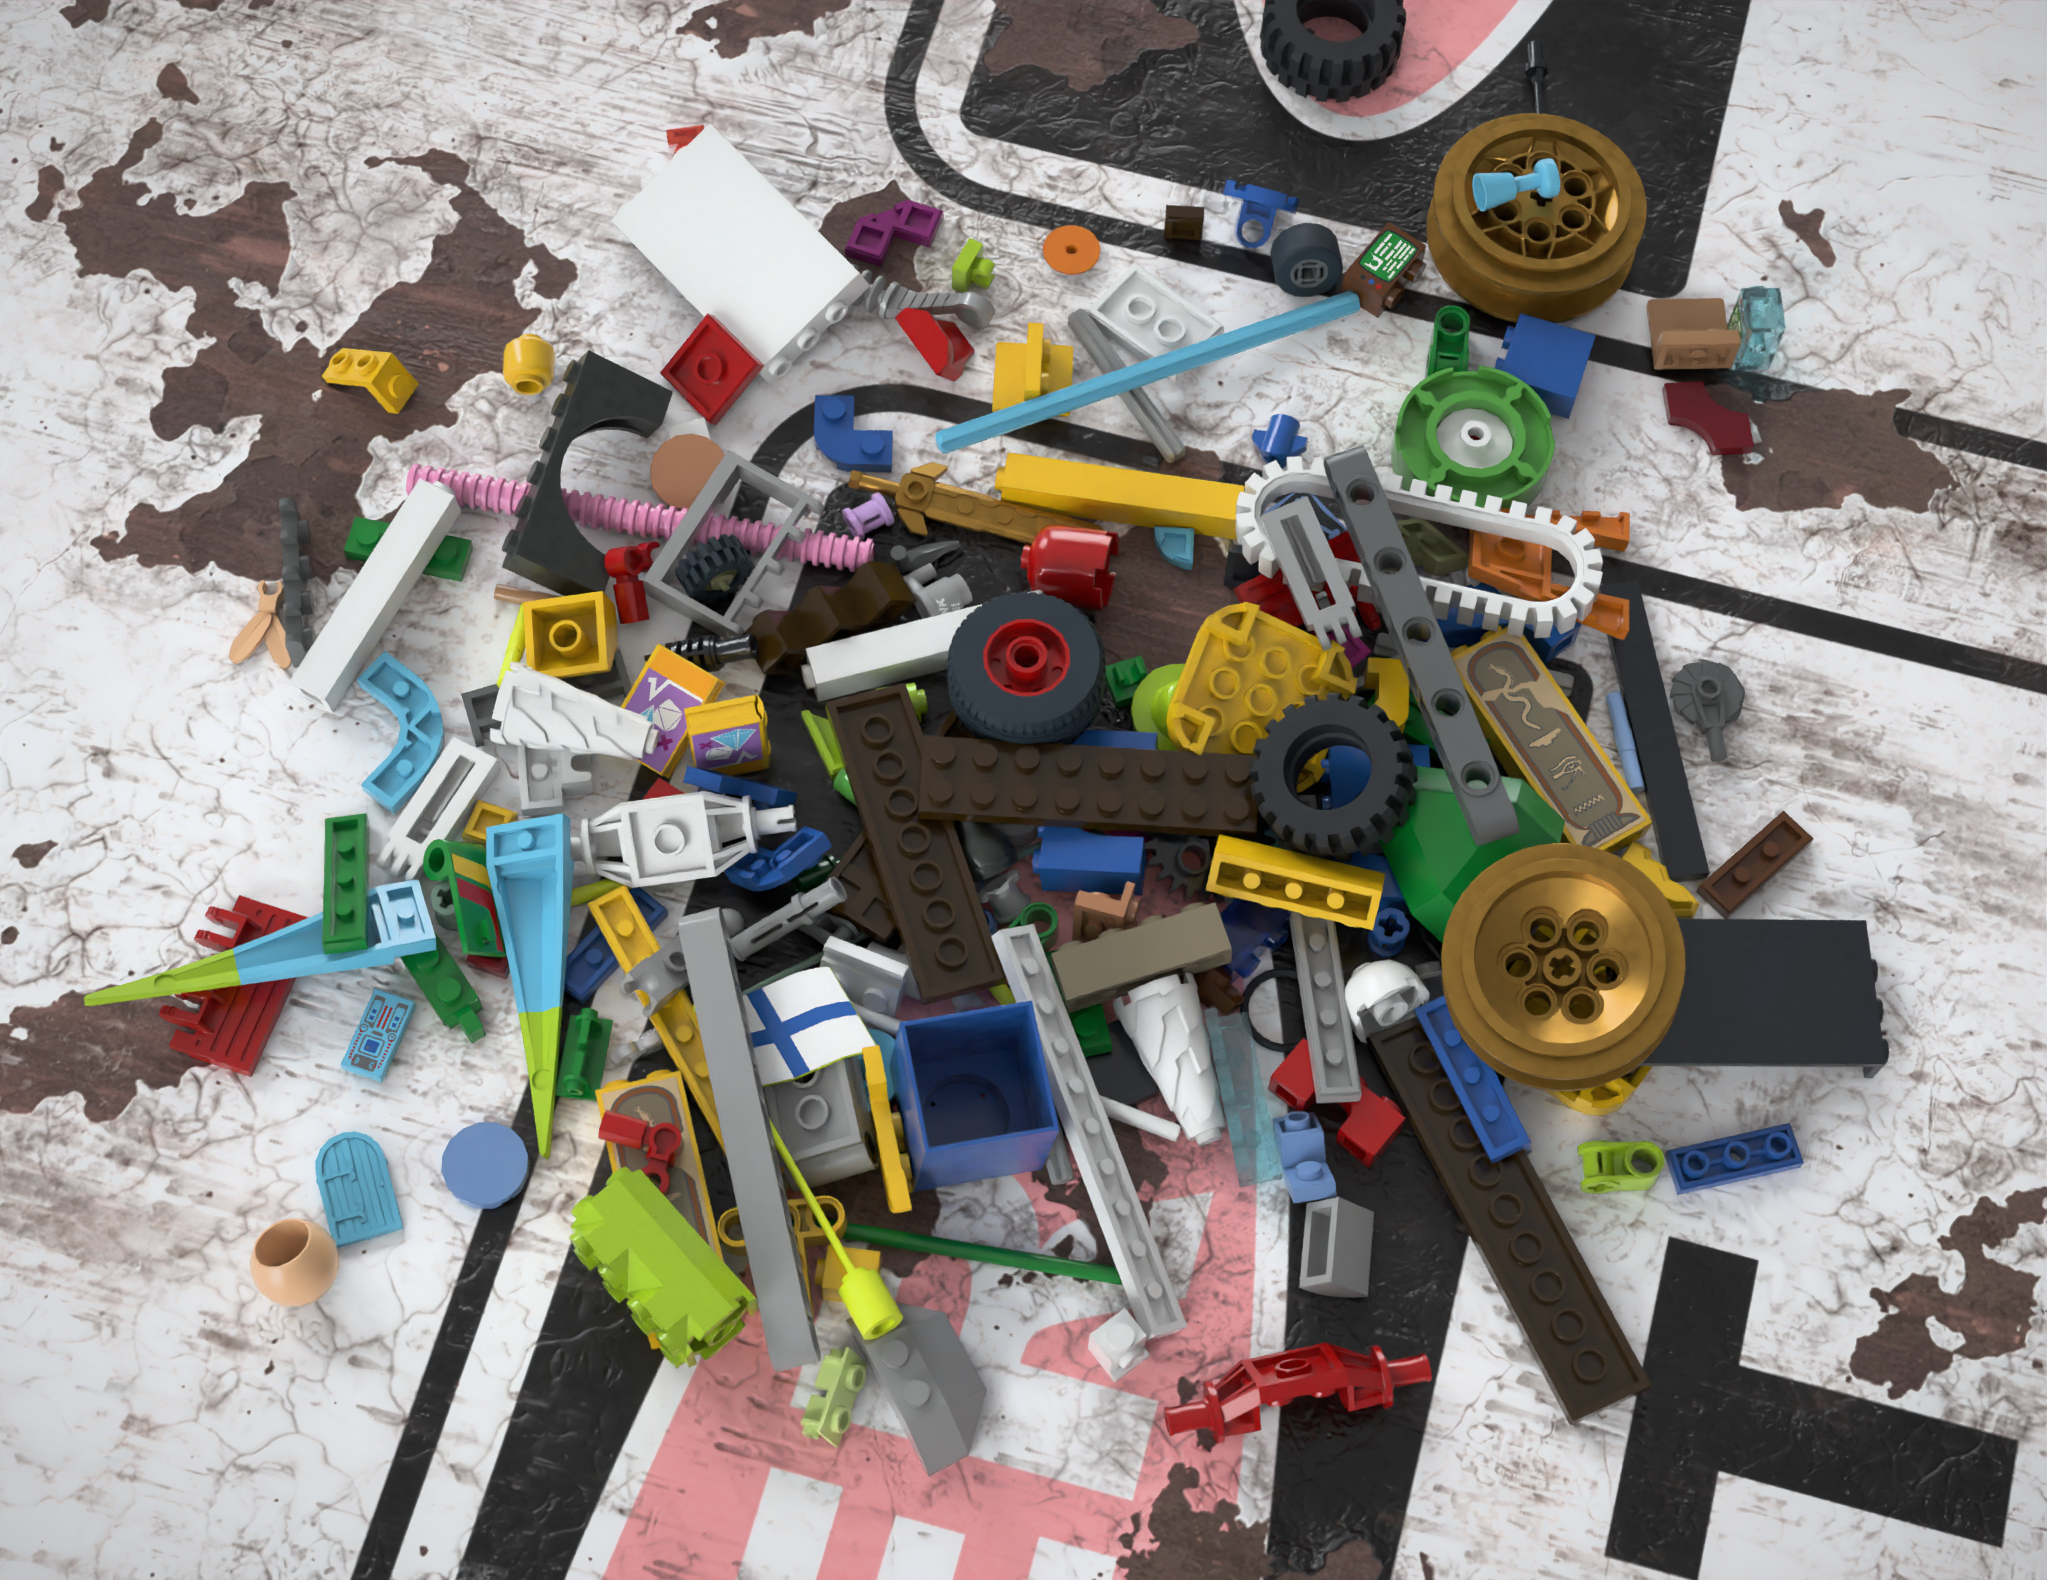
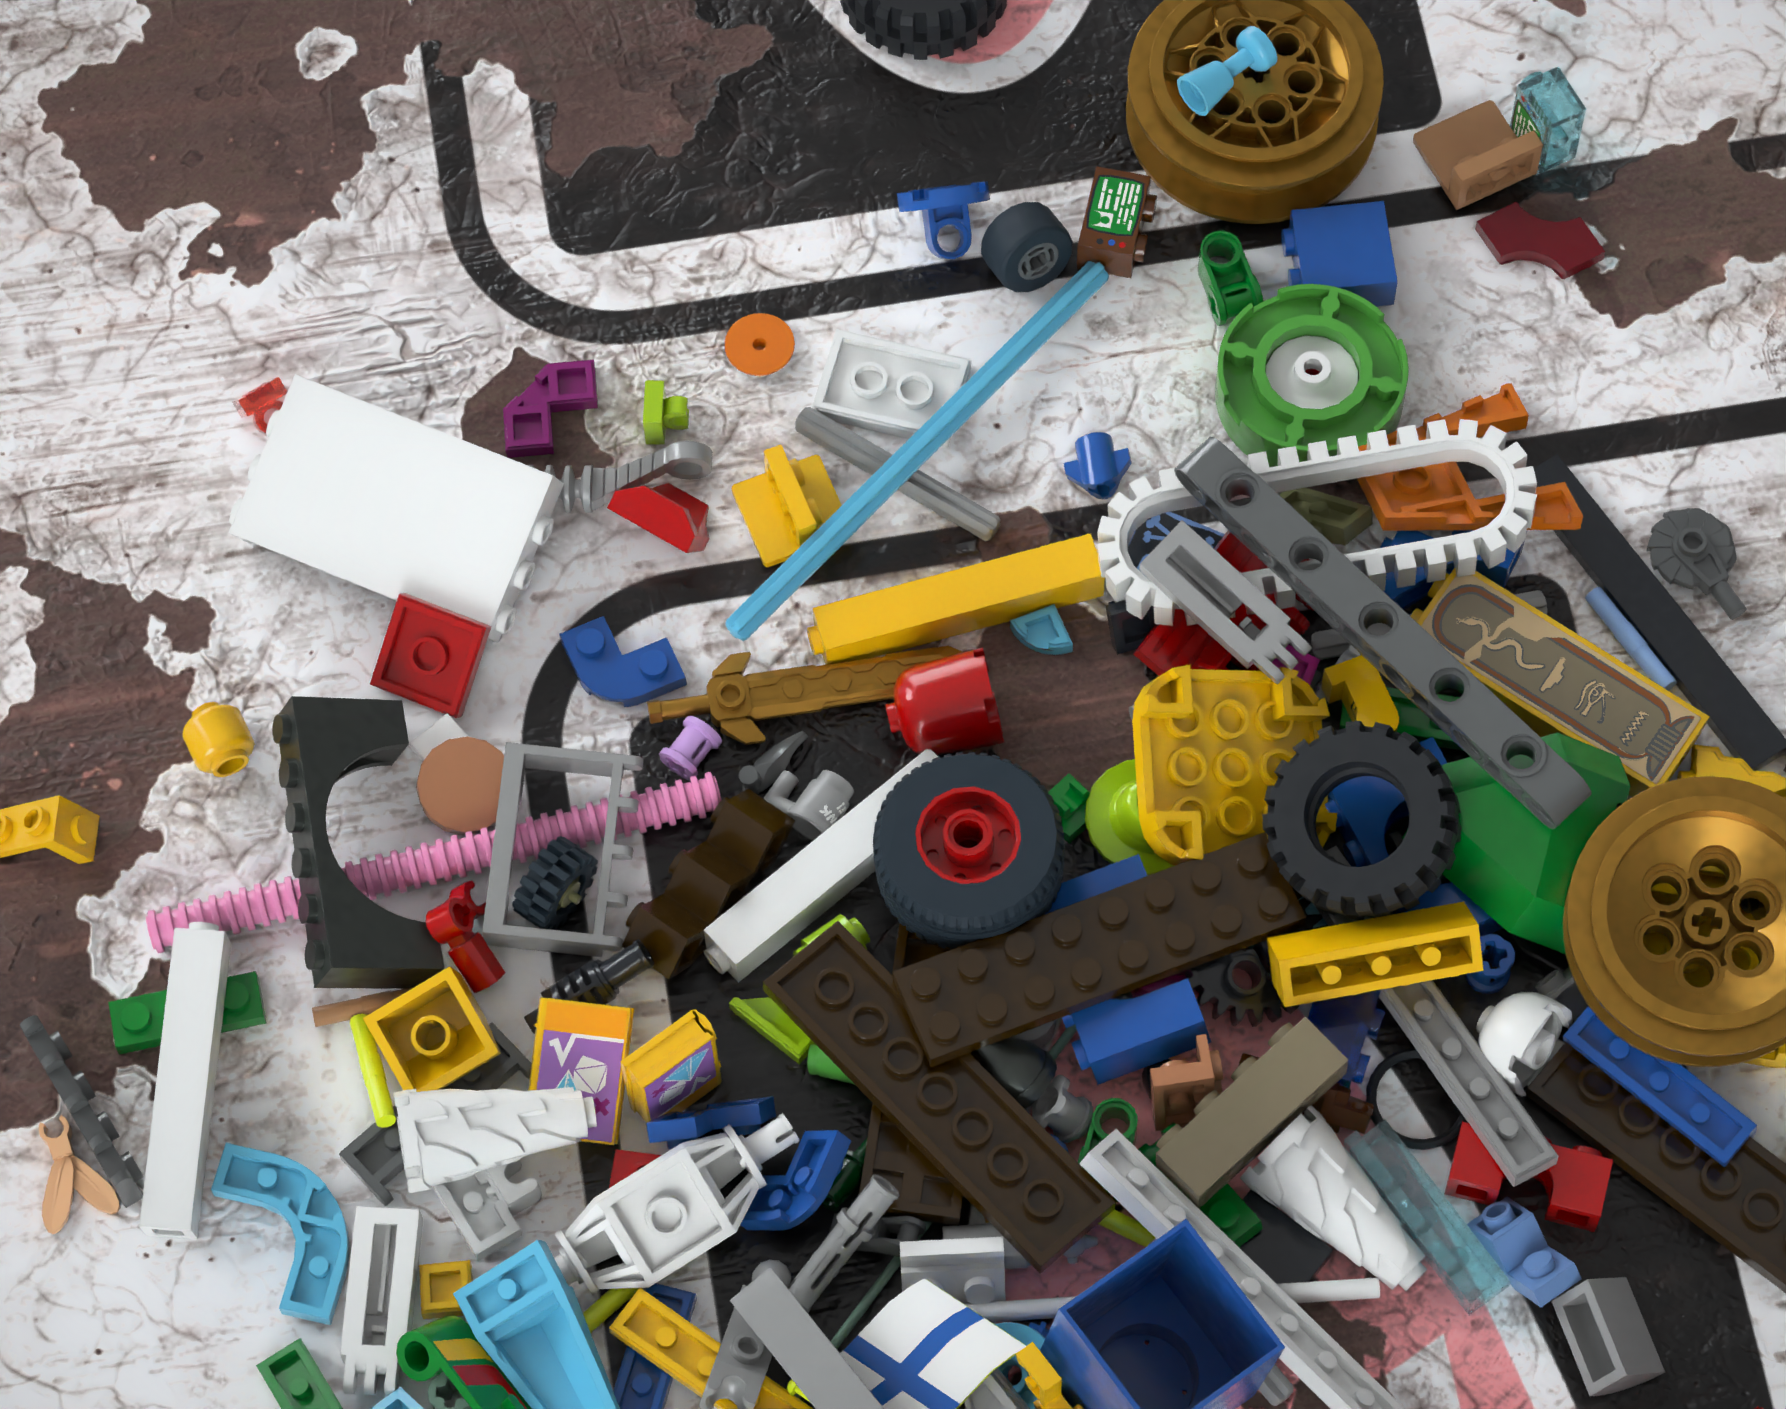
camera: 20 degrees left, 0 degrees up
(1183, 222) = (869, 260): dark brown tile -> none

